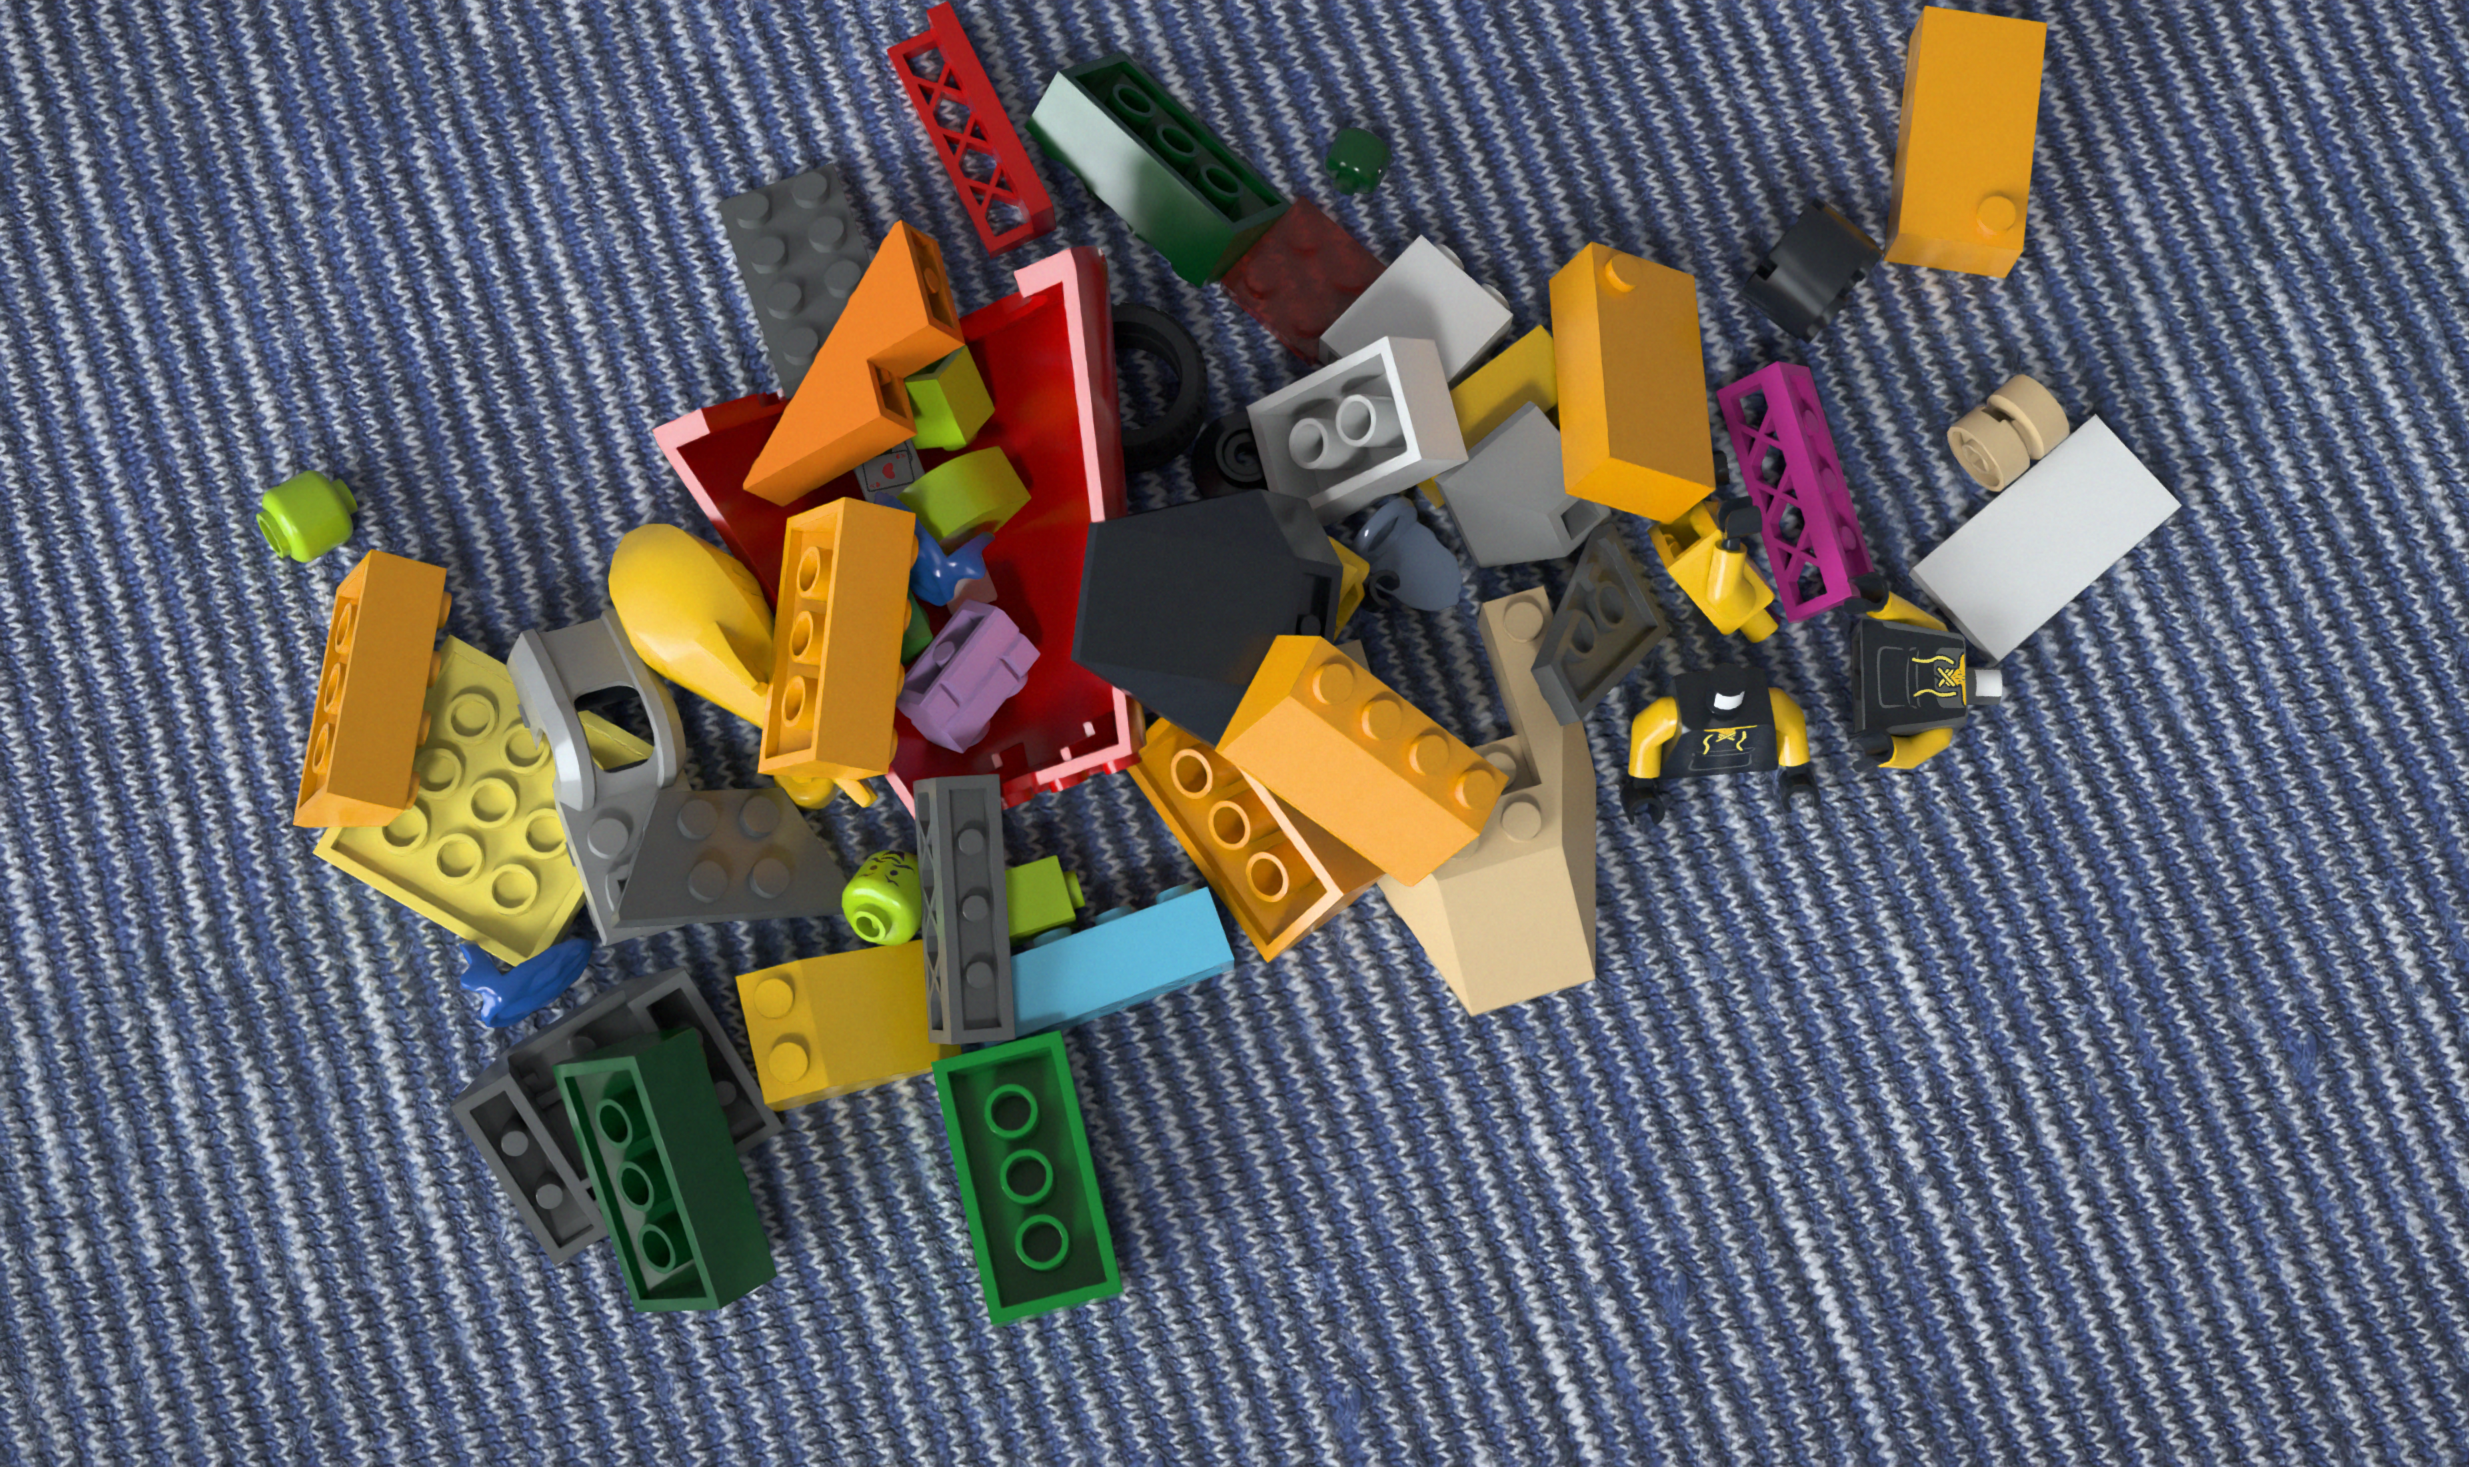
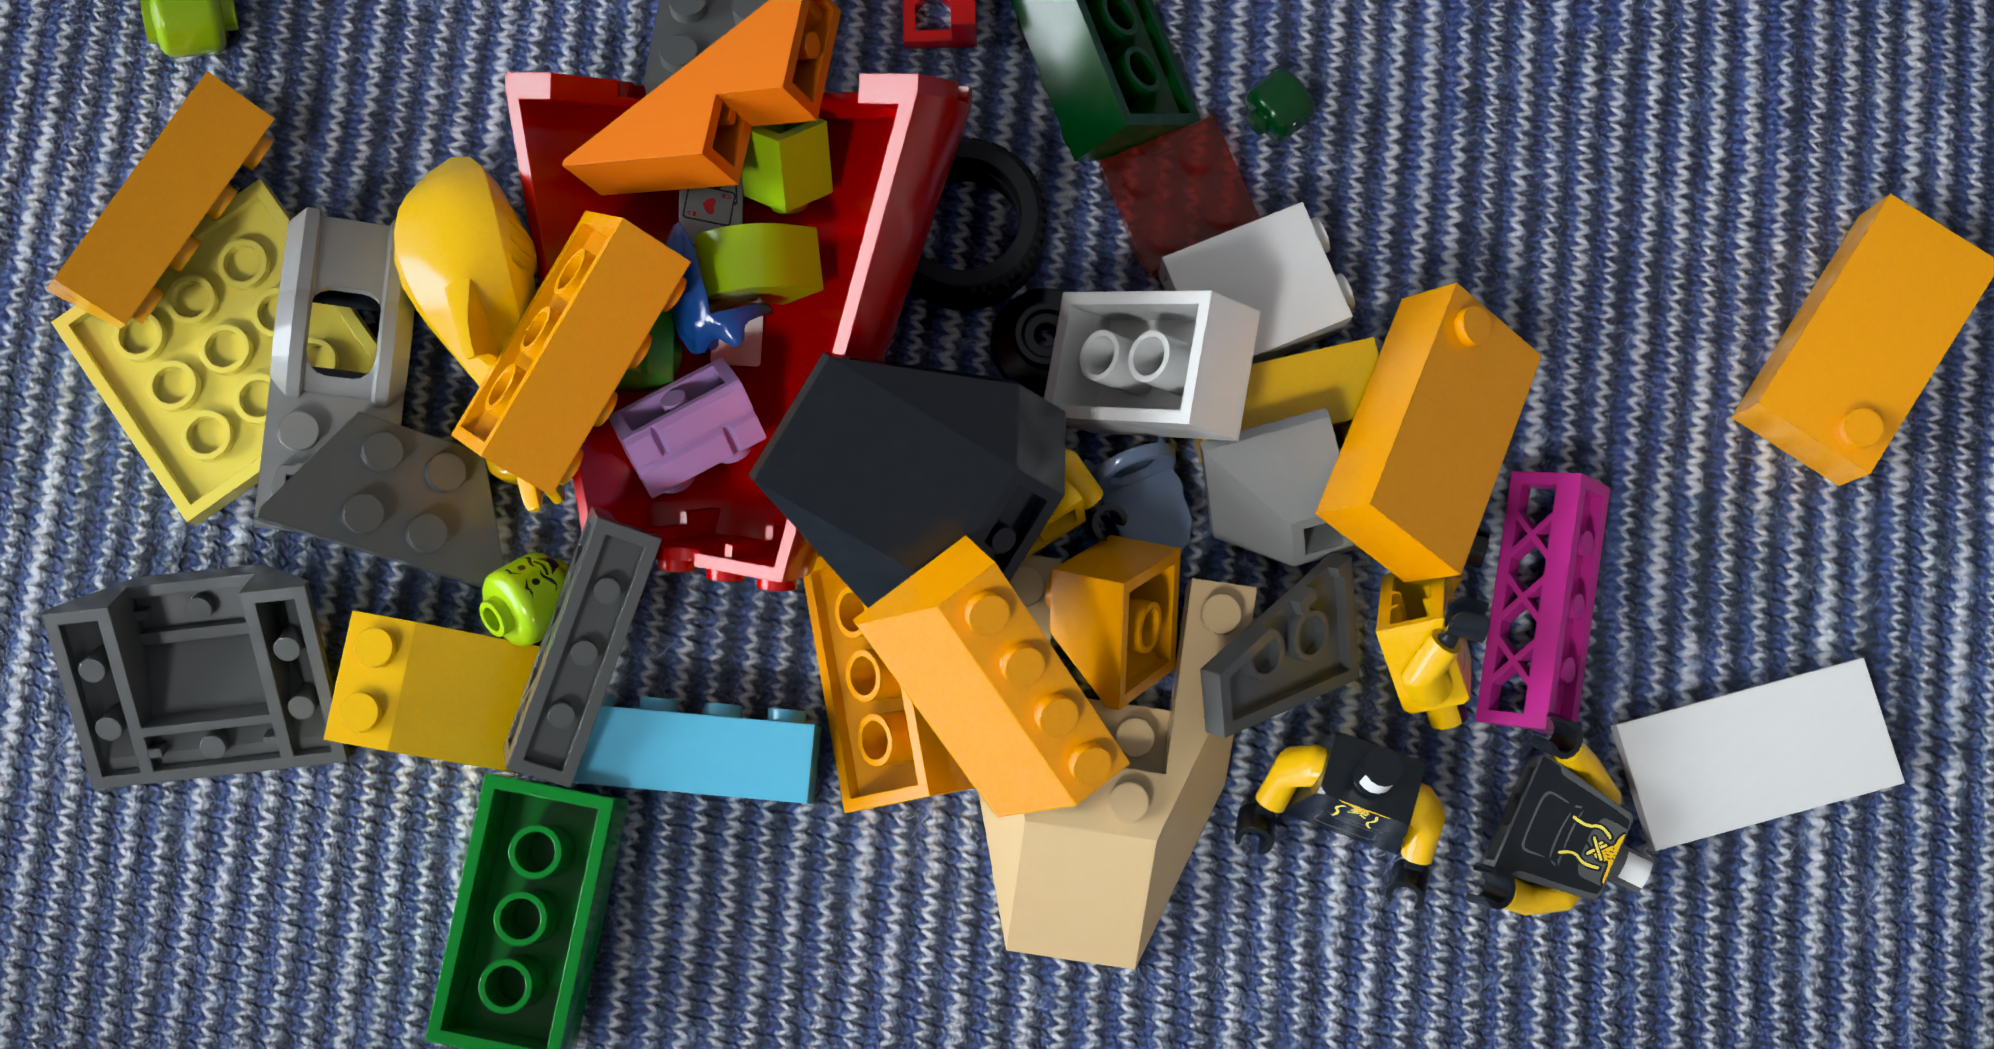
camera: 30 degrees right, 5 degrees up
(528, 985) = (163, 533): blue piece -> none
(666, 1172) = (212, 760): dark green slope -> none
(1041, 899) = (661, 661): lime brick -> none
(1434, 661) = (1117, 615): none -> light orange slope
(1811, 271) = (1655, 398): black brick -> none
(2015, 426) = (1780, 636): tan wheel -> none

